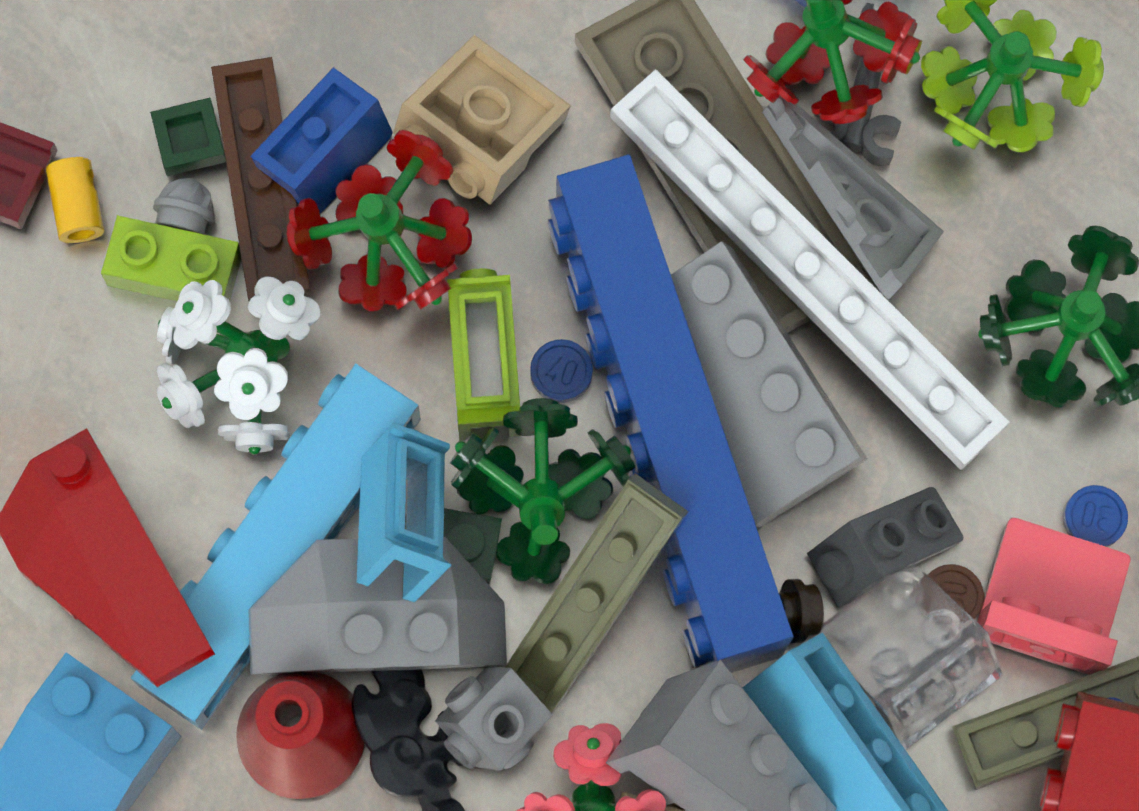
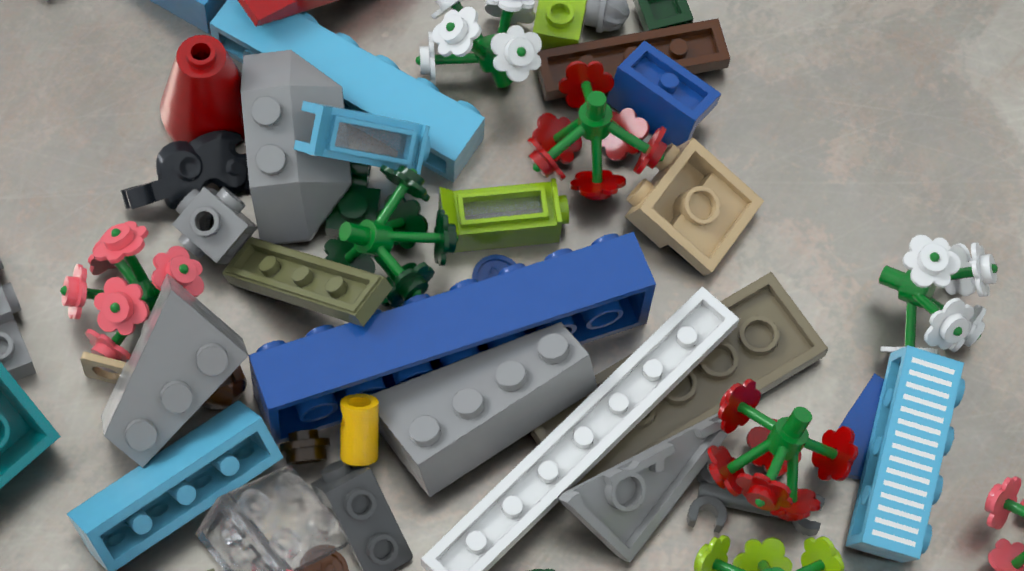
camera: 85 degrees right, 10 degrees down
(797, 533) = (359, 429): none -> yellow piece

